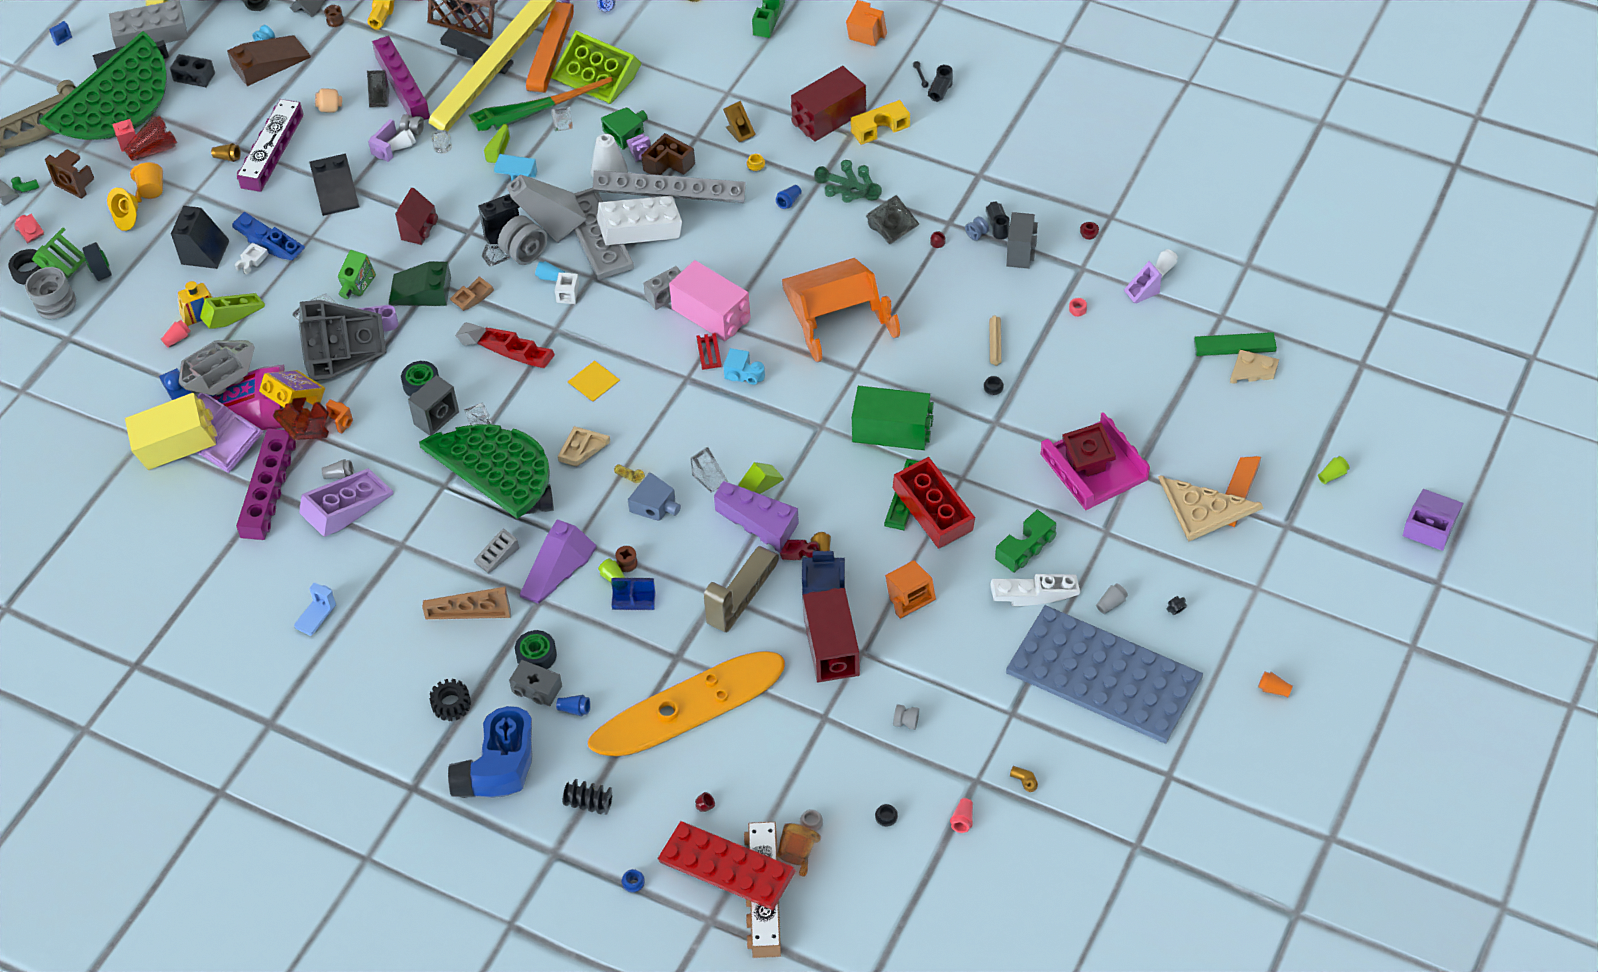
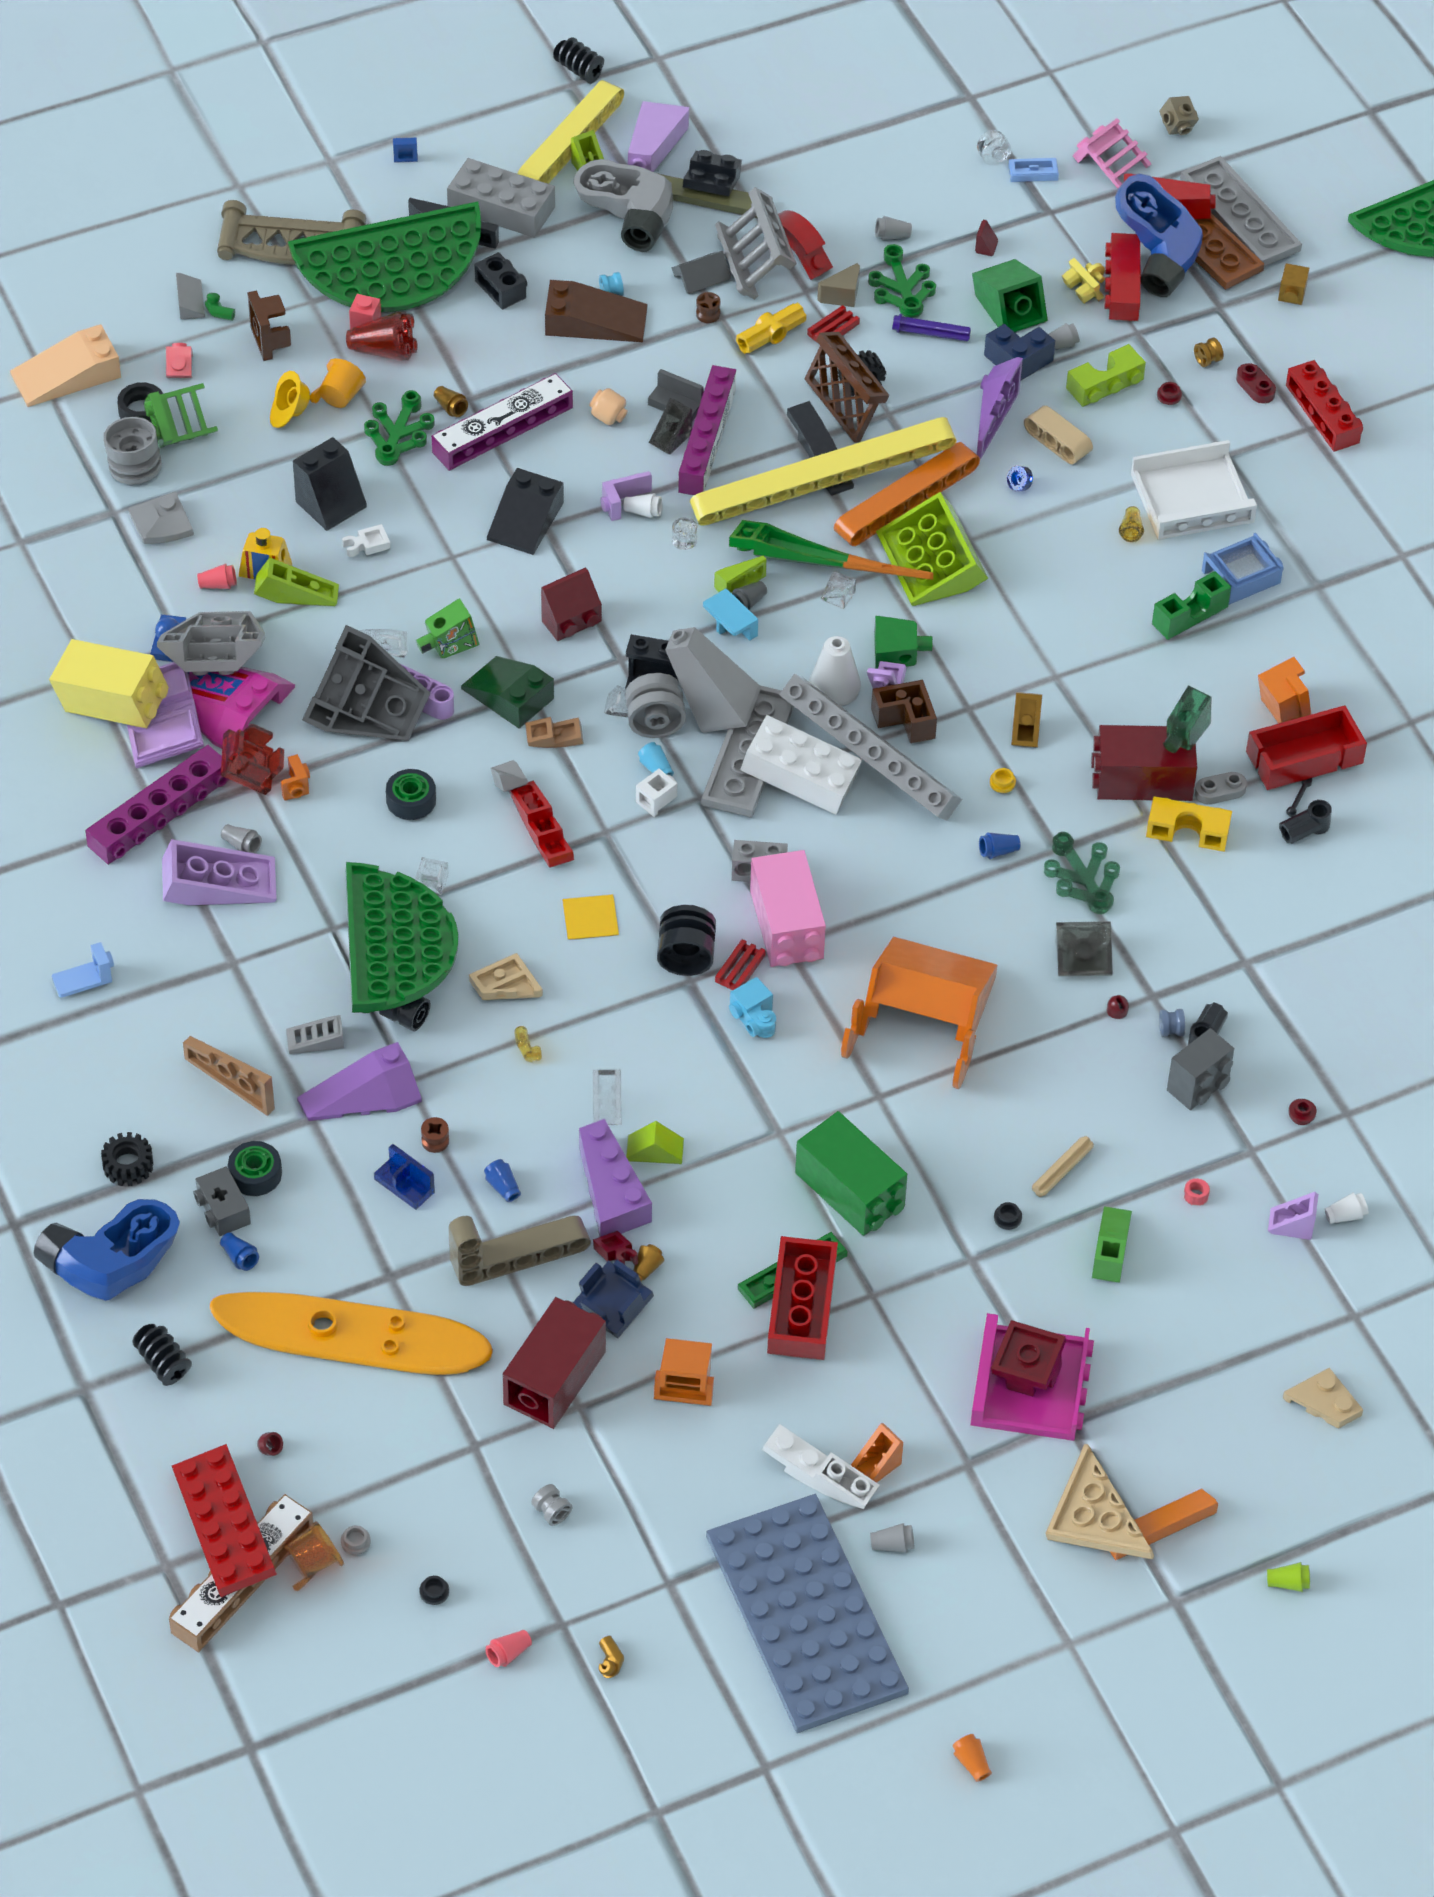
camera: 35 degrees right, 0 degrees up
(96, 261) = (208, 444): black wheel -> none
(104, 323) = (161, 520): none -> light grey plate
(213, 202) = (389, 452): none -> green plant
(272, 239) = (402, 528): blue slope -> none
(287, 385) = (269, 713): yellow panel -> none
(357, 69) = (678, 388): none -> dark grey panel
(415, 124) = (668, 489): light grey wheel -> none
(433, 405) = (392, 831): dark grey brick -> none
(513, 149) = (750, 594): none -> dark grey cone
(610, 569) = (407, 1136): lime cone -> none
(633, 875) = (125, 1464): blue plate -> none
(653, 499) = (522, 1089): sand blue torso -> none
(670, 354) = (686, 940): none -> black wheel
(692, 557) = (502, 1180): none -> blue cone
(844, 65) = (1188, 720): none -> clear green torso
(877, 94) = (1223, 788): none -> light grey plate
(903, 45) = (1306, 747): none -> red piece
(1015, 552) = (843, 1418): green arch -> none
(1059, 556) = (879, 1454): none -> orange slope
(1066, 362) = (1111, 1244): none -> bright green slope
(1176, 605) = (955, 1596): black plate -> none
(1234, 343) = (1329, 1354): green tile -> none
(1432, 519) = (1344, 1708): medium lavender slope -> none

